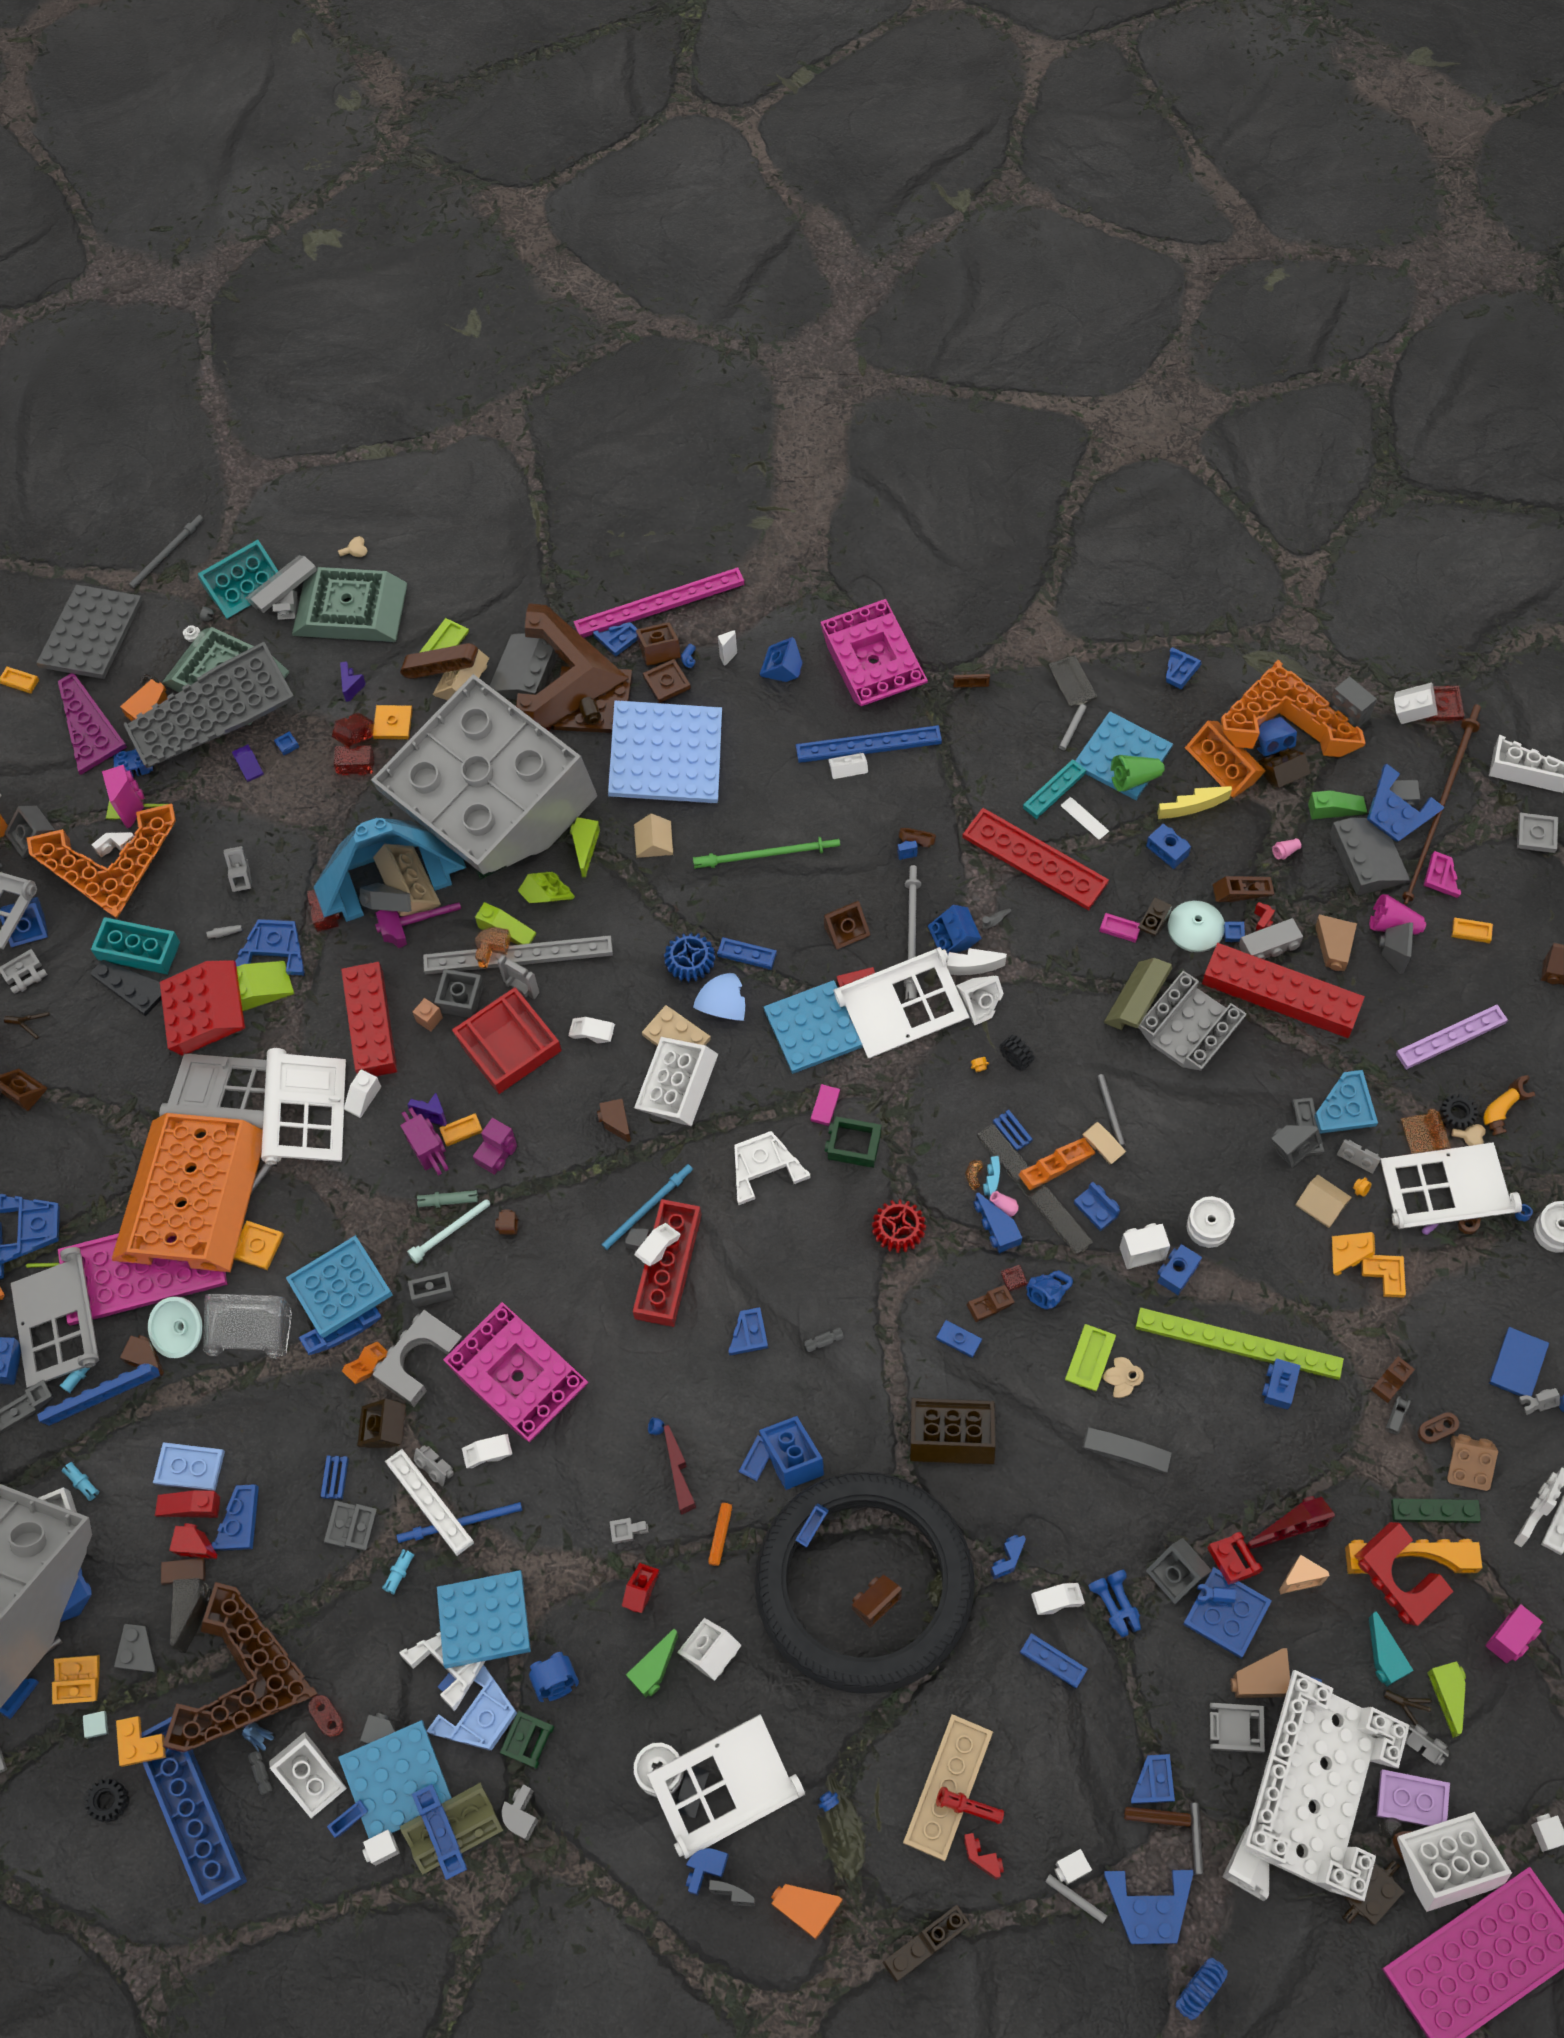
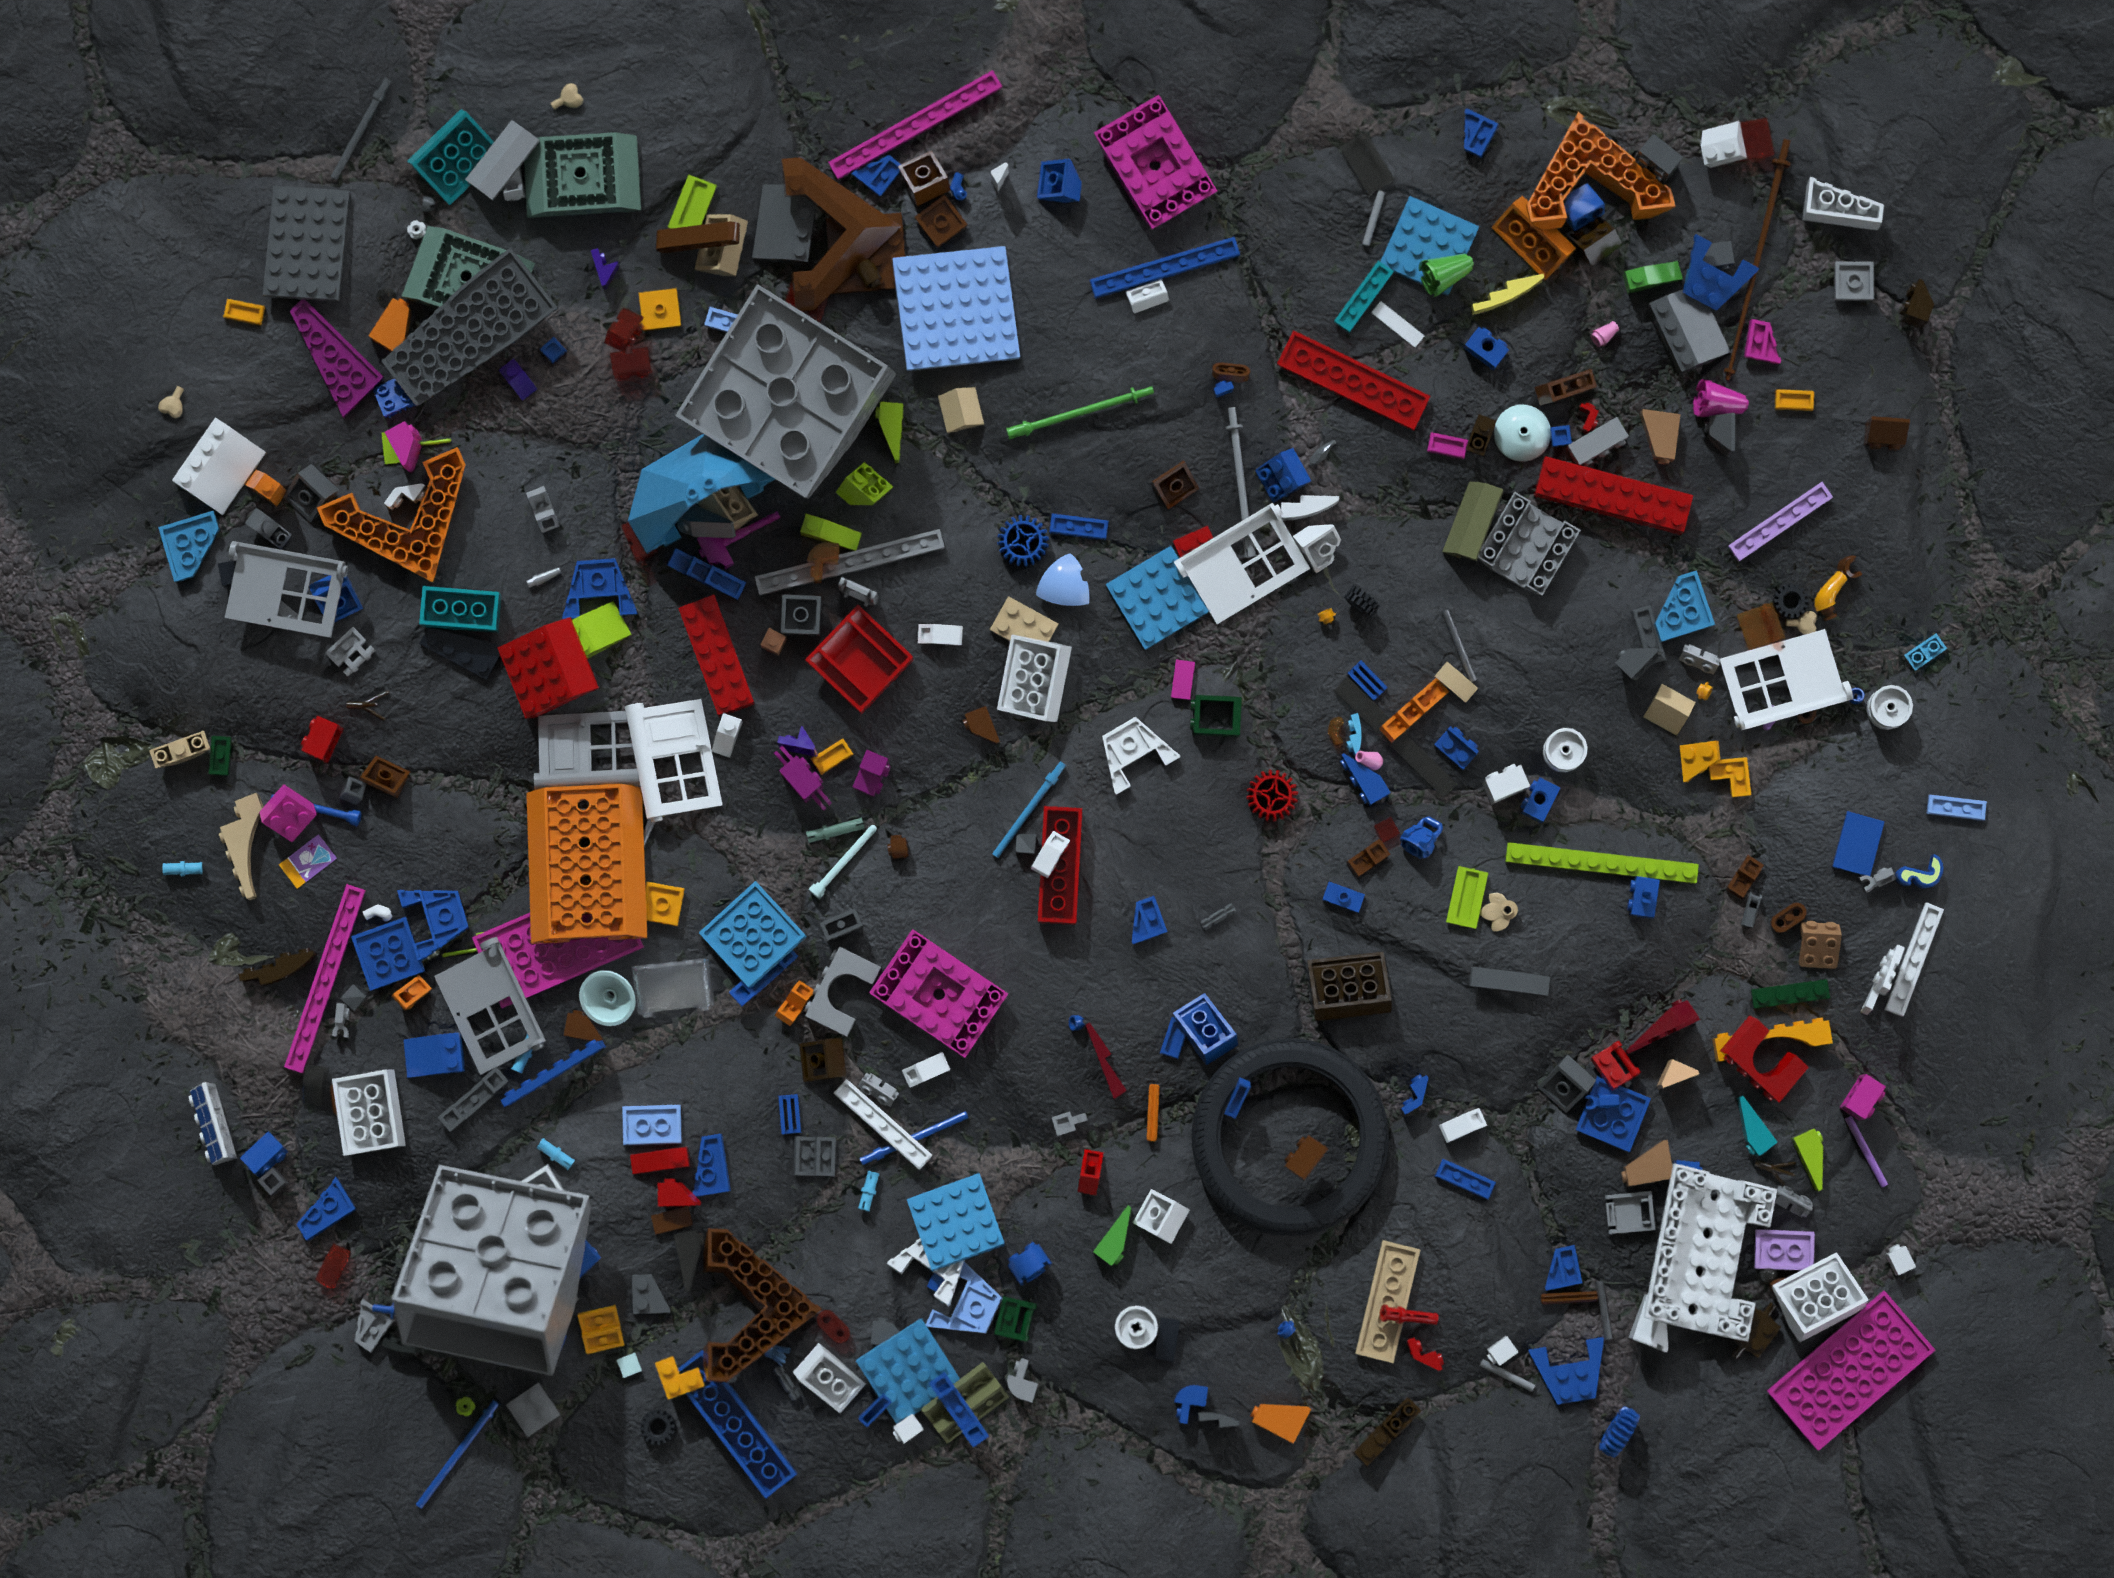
camera: 15 degrees left, 20 degrees up
(378, 948) = (706, 574): none -> blue slope
(751, 1775) = (1216, 1318): white door -> none
(972, 680) = (1261, 175): reddish brown slope -> none
(1131, 1613) = (1516, 1132): blue piece -> none
(1514, 1700) = (1866, 1151): none -> medium lavender bar

